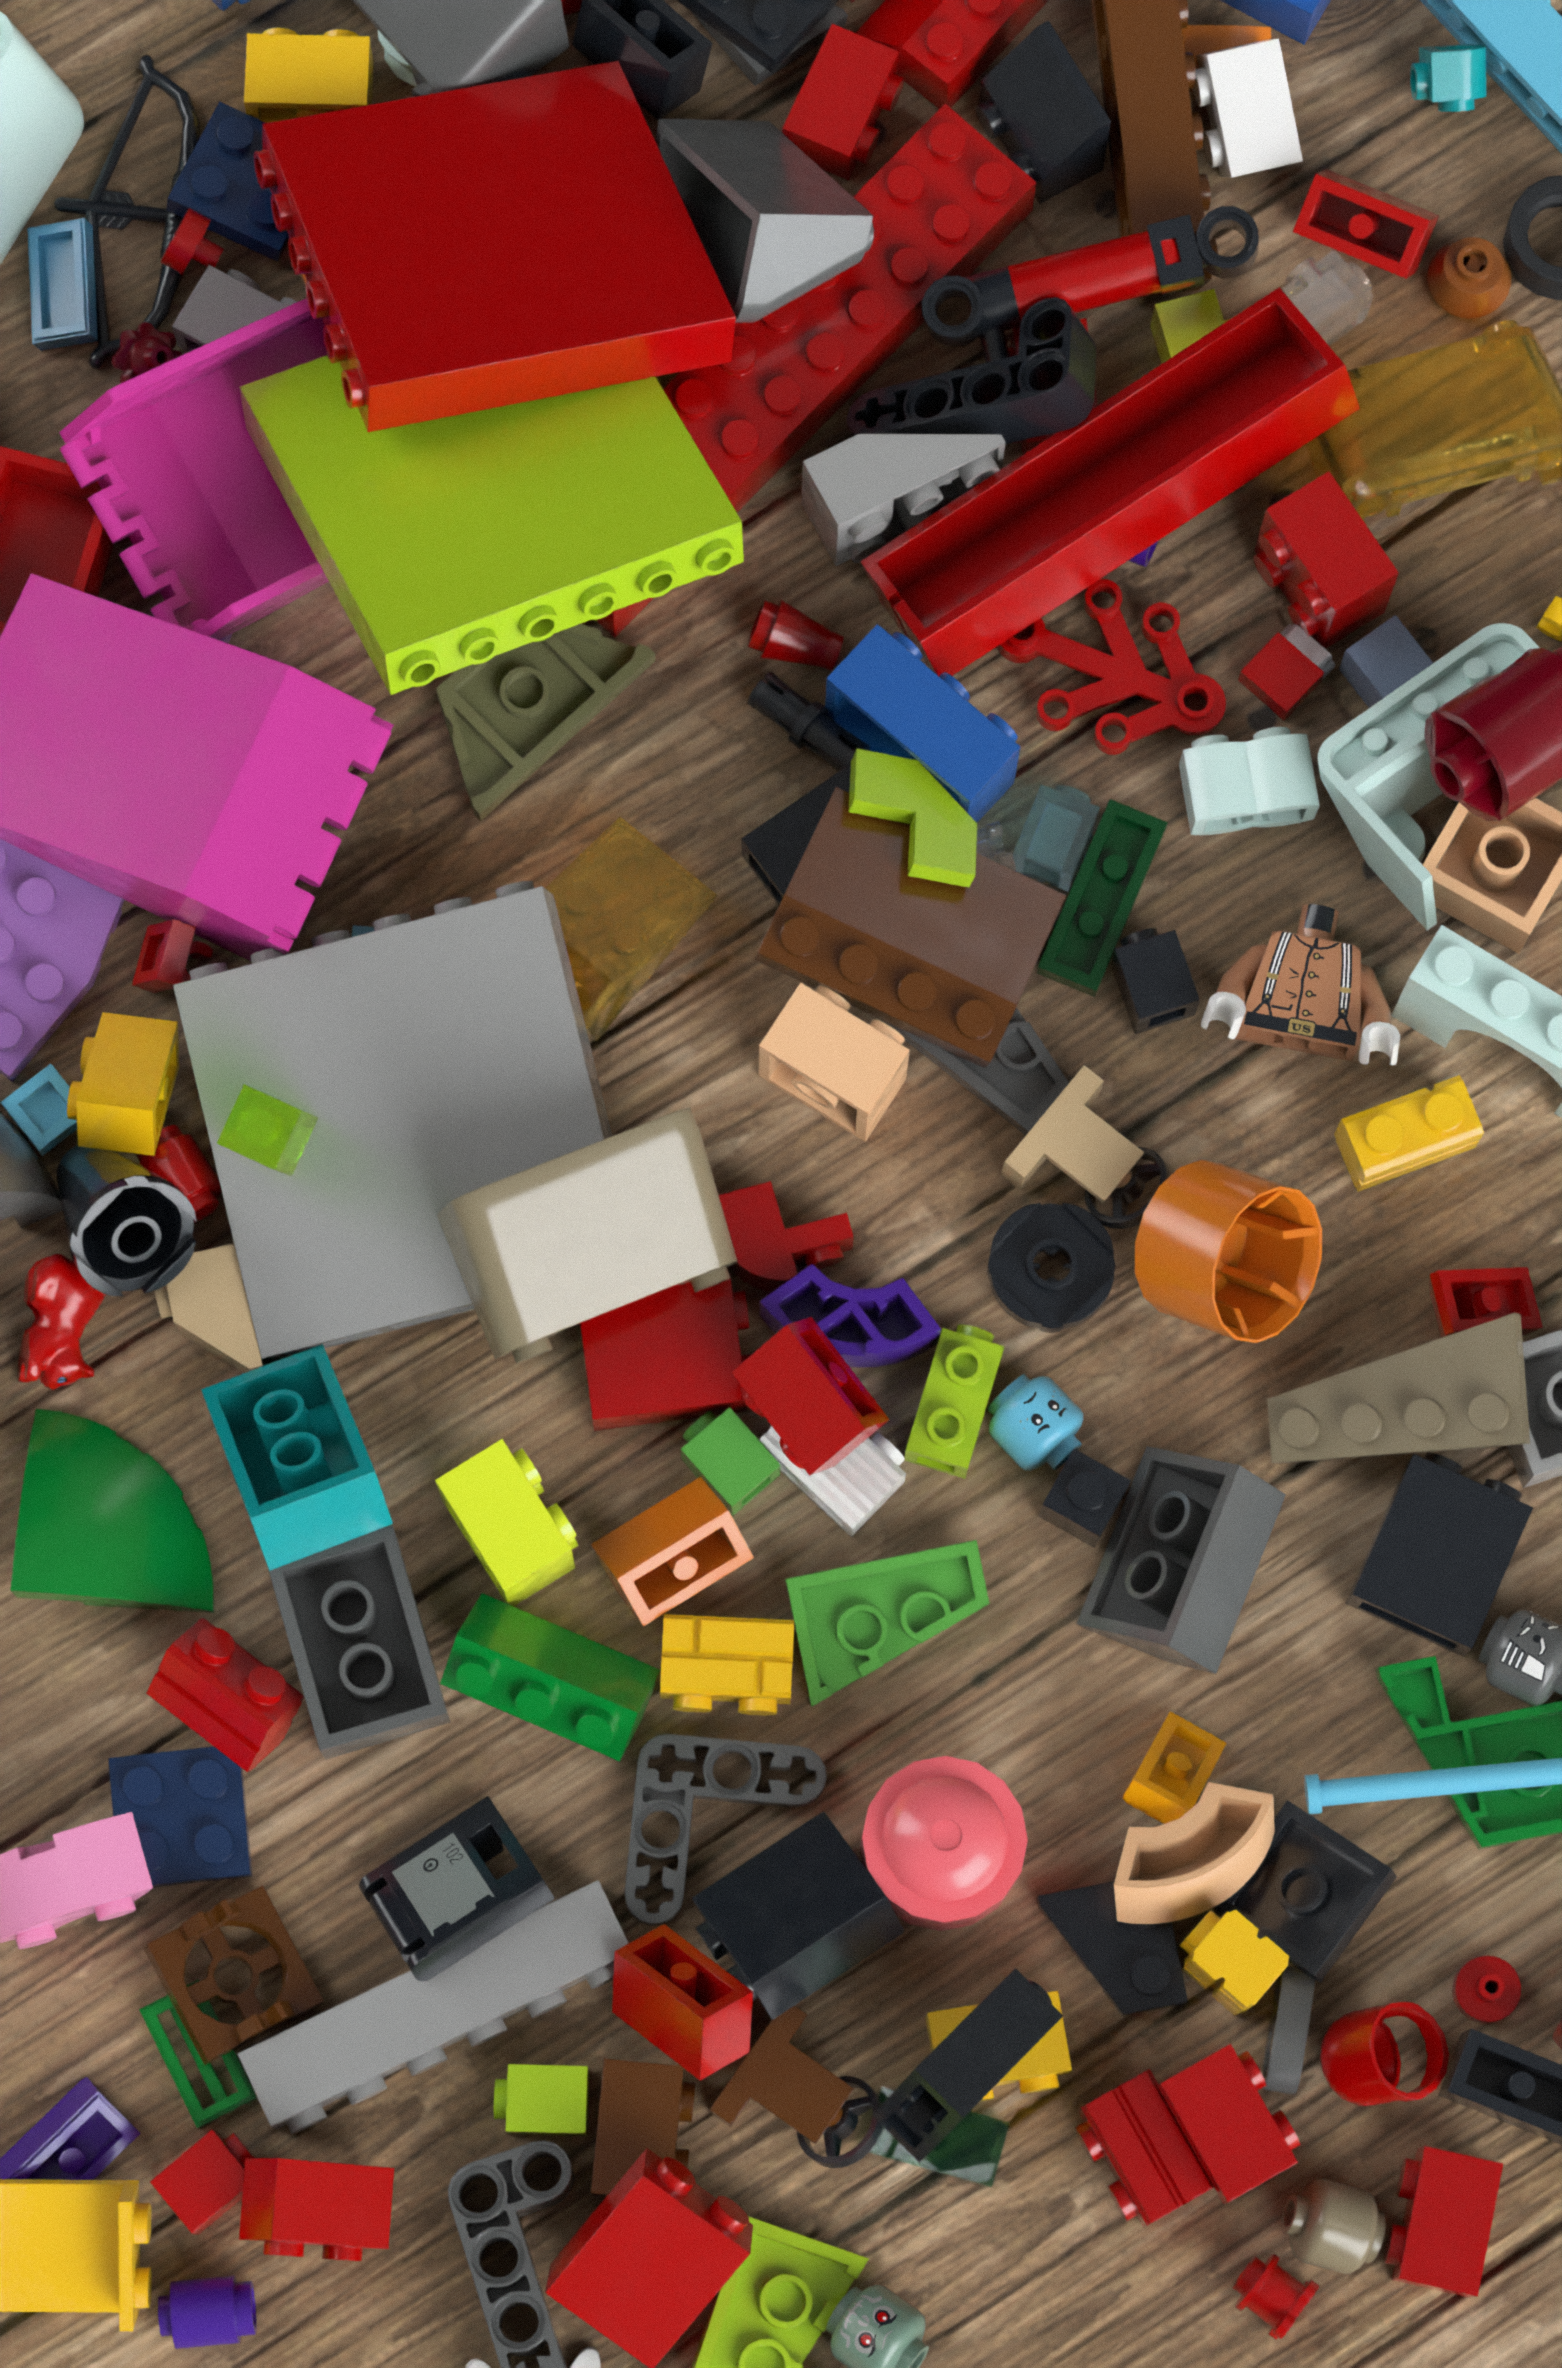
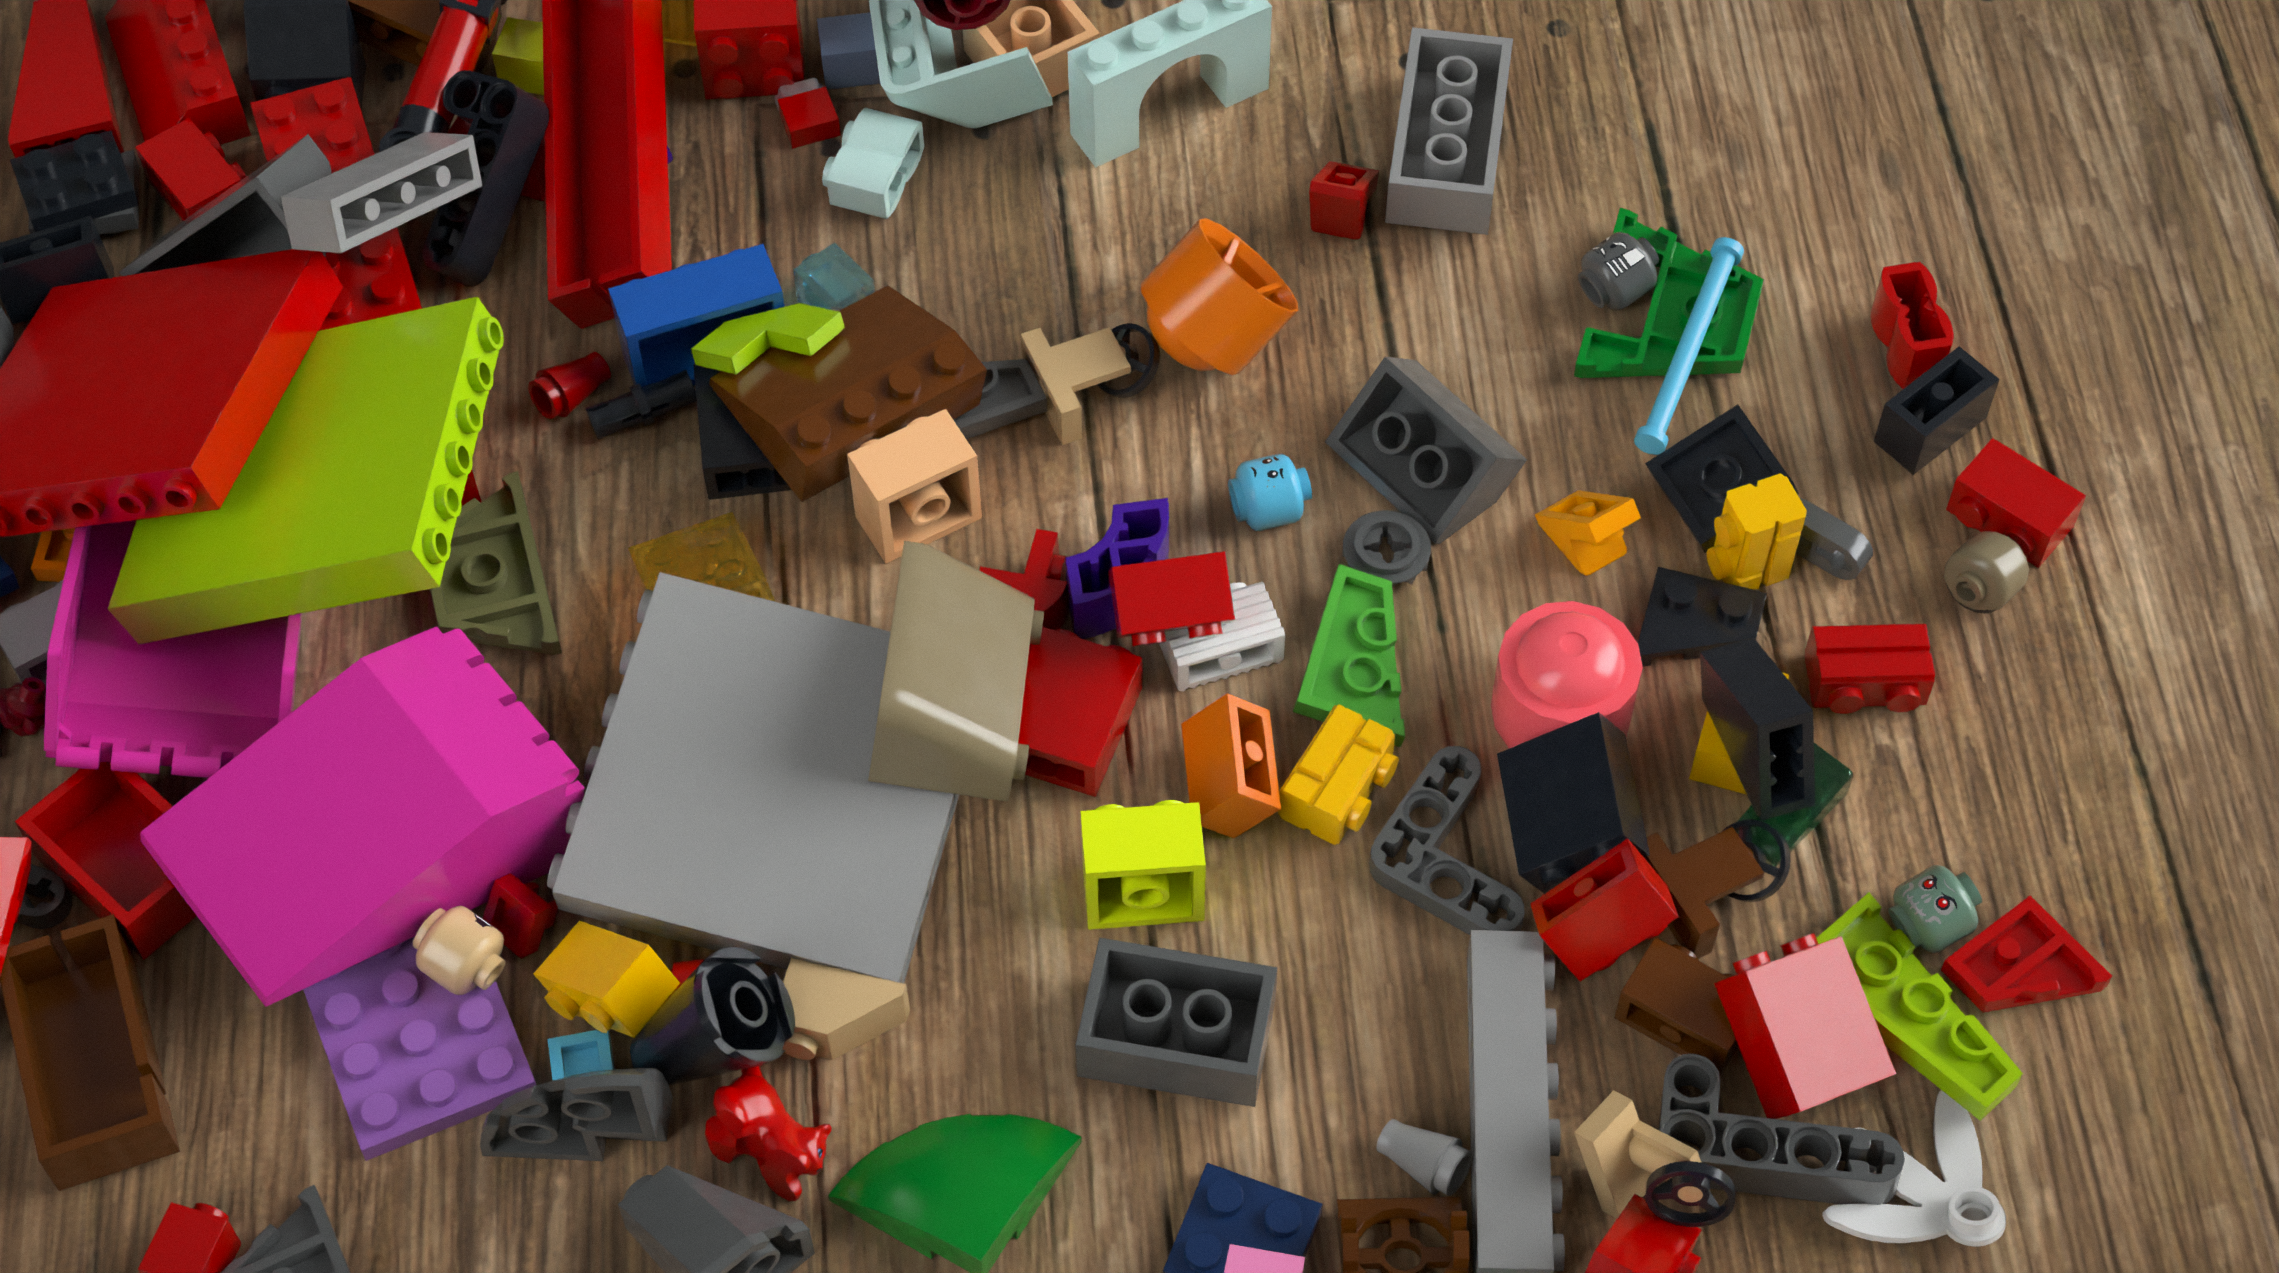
camera: 60 degrees left, 20 degrees down
(87, 931) = (459, 950): none -> tan head
(225, 1694) = (1162, 1141): red brick -> none
(267, 1130) = (722, 862): clear neon green brick -> none
(297, 1457) = (1000, 982): teal brick -> none
(348, 1950) = (1427, 1156): none -> light grey cone
(420, 2143) = (1634, 1157): none -> tan piece
(443, 1898) = (1421, 1051): black container -> none
(543, 2100) = (1630, 1058): lime brick -> none
(550, 1676) = (1285, 894): green brick -> none
(729, 1458) = (1172, 697): bright green brick -> none
(845, 335) = (381, 192): none -> light grey brick
(889, 483) = (504, 254): light grey slope -> none
(954, 1400) = (1211, 521): lime brick -> none
(1043, 1548) = (1406, 540): none -> dark grey gear
(1051, 1229) = (1149, 461): black plate -> none
(1084, 1498) = (1345, 484): black brick -> none
(1102, 898) = (894, 267): dark green plate -> none
(1123, 675) = (788, 174): red plant -> none
(1154, 979) = (981, 278): black brick -> none
(1196, 1859) = (1668, 525): light nougat brick -> none
(1230, 2123) = (1883, 580): red slope -> none
(1273, 2294) = (2023, 633): red brick -> none
(1306, 994) = (1057, 190): nougat torso -> none
(1364, 2058) = (1869, 490): red helmet -> none
(1408, 1133) = (1191, 175): yellow brick -> none
(1424, 1399) = (1396, 242): dark tan wing -> none
(1440, 1553) = (1511, 295): black brick -> none
(1470, 1990) = (1848, 412): red tile -> none

